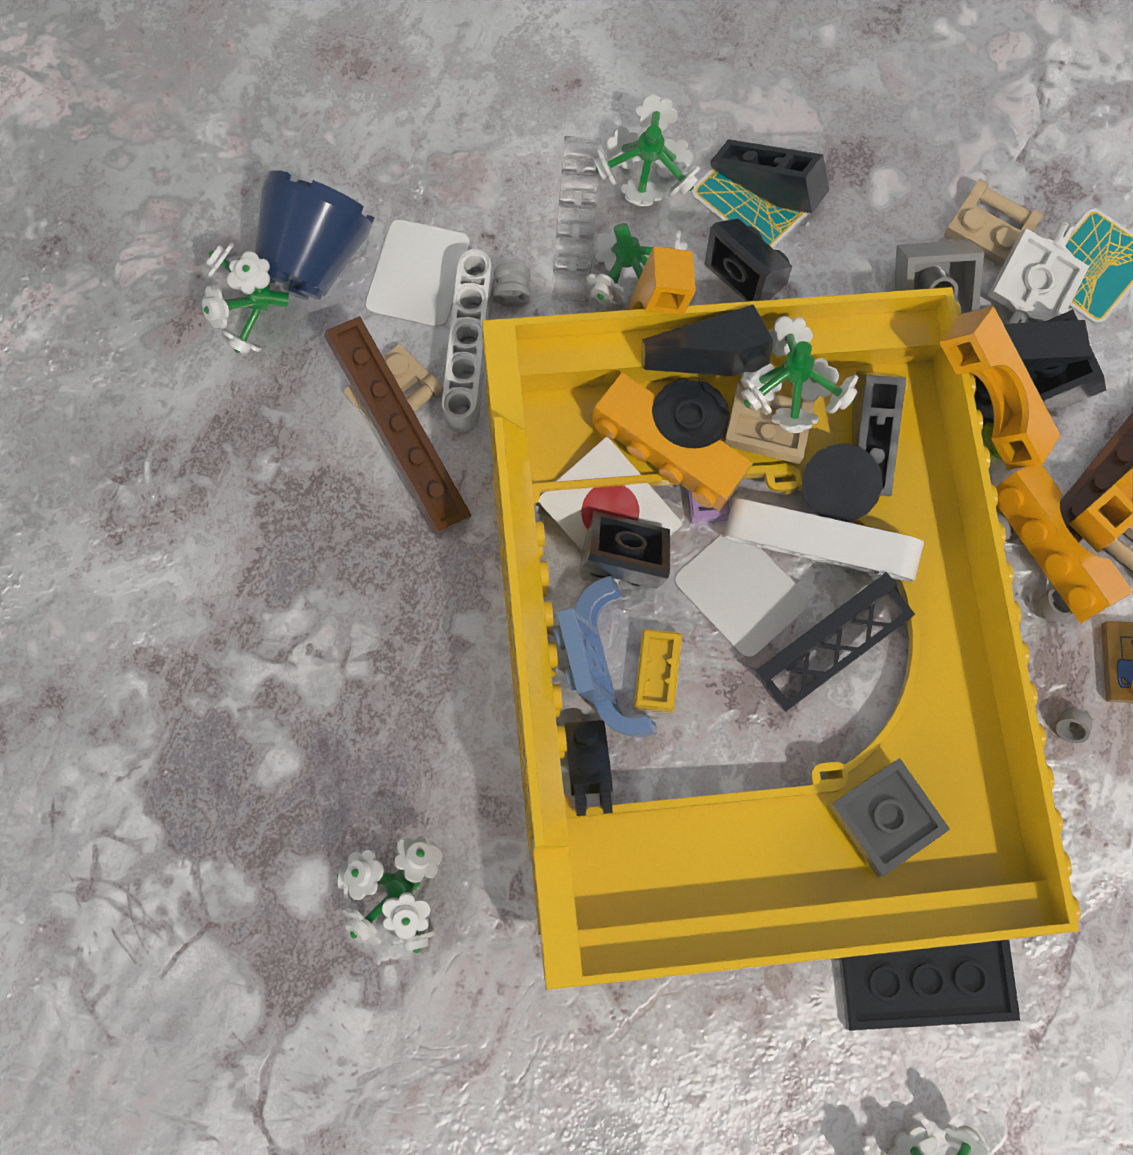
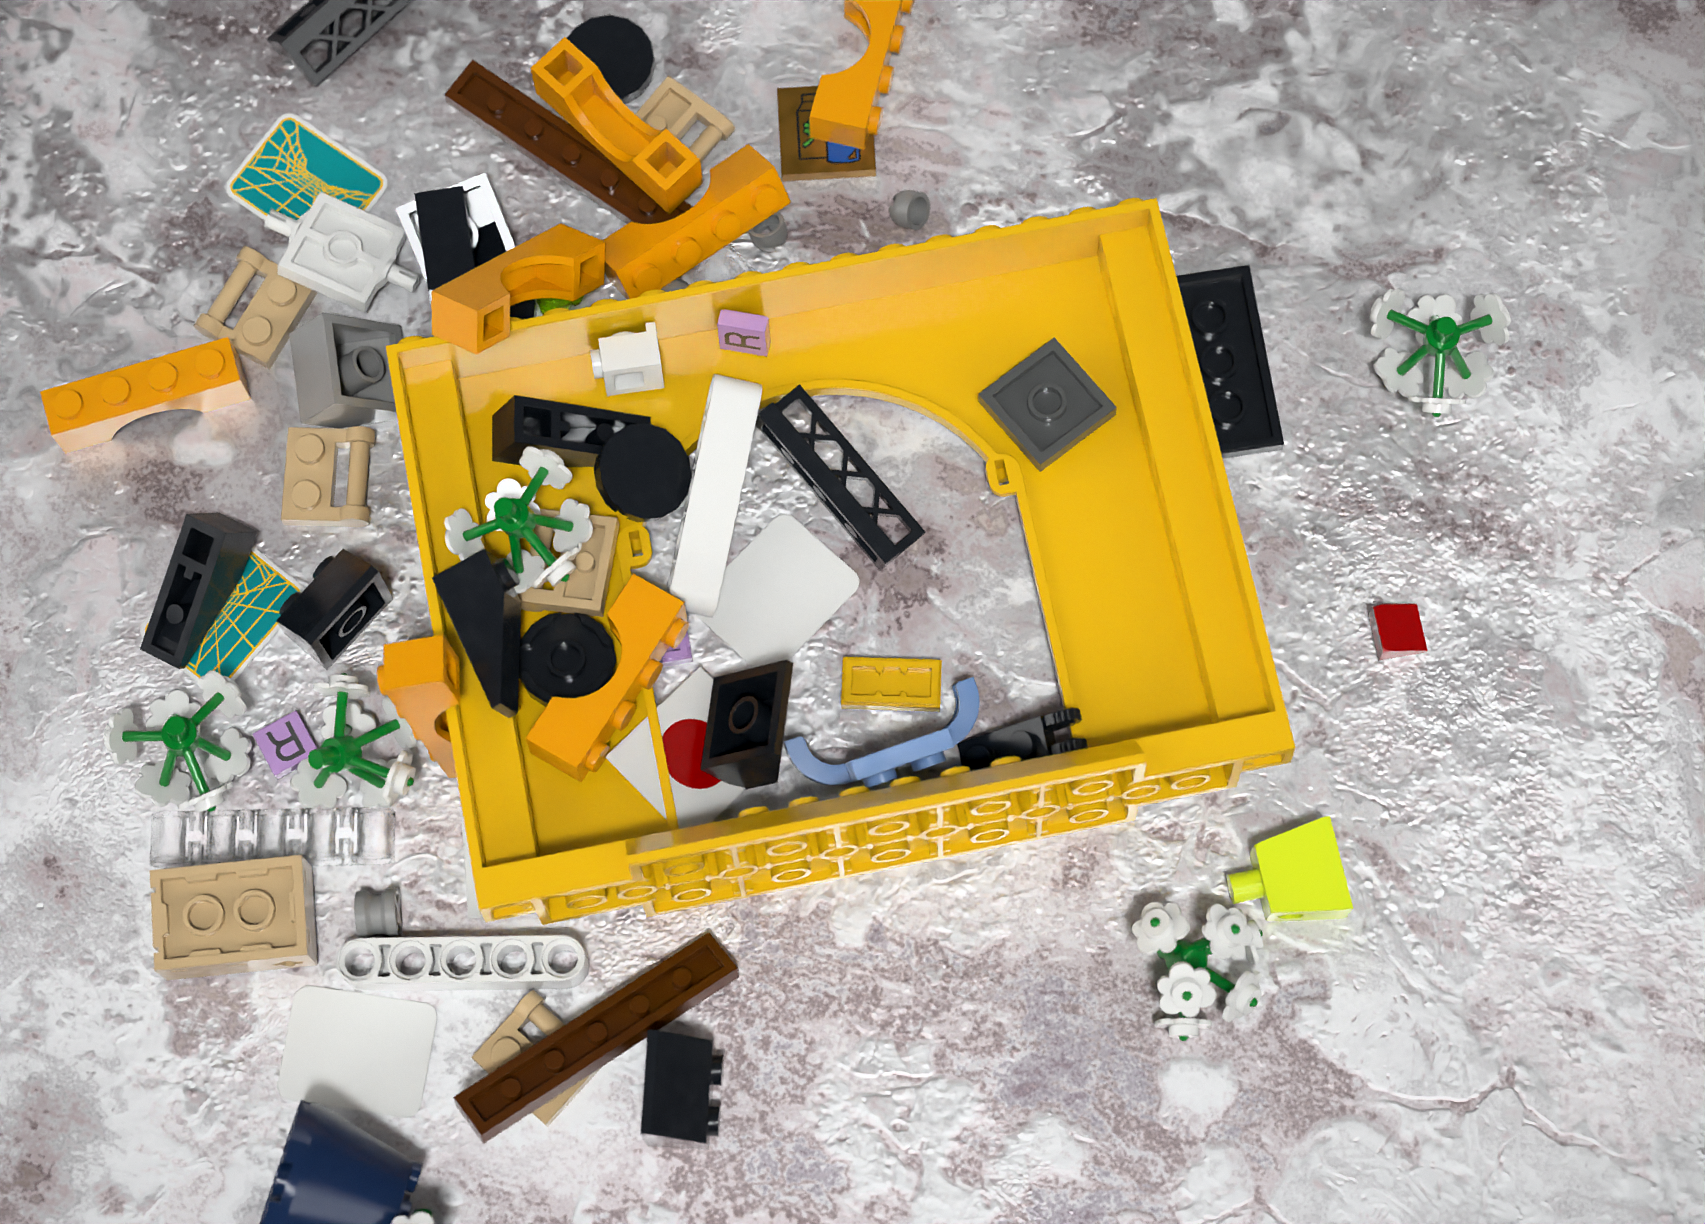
camera: 95 degrees left, 0 degrees up
(348, 479) = (680, 1091): none -> black slope
(462, 989) = (1296, 875): none -> neon yellow torso
(517, 186) = (233, 917): none -> tan piece
(650, 229) = (285, 744): none -> lavender tile
(672, 1112) = (1396, 630): none -> red slope
(856, 258) = (312, 476): none -> tan plate
(936, 175) = (98, 406): none -> light orange arch
(939, 482) = (629, 362): none -> white brick
(962, 573) = (744, 332): none -> lavender tile

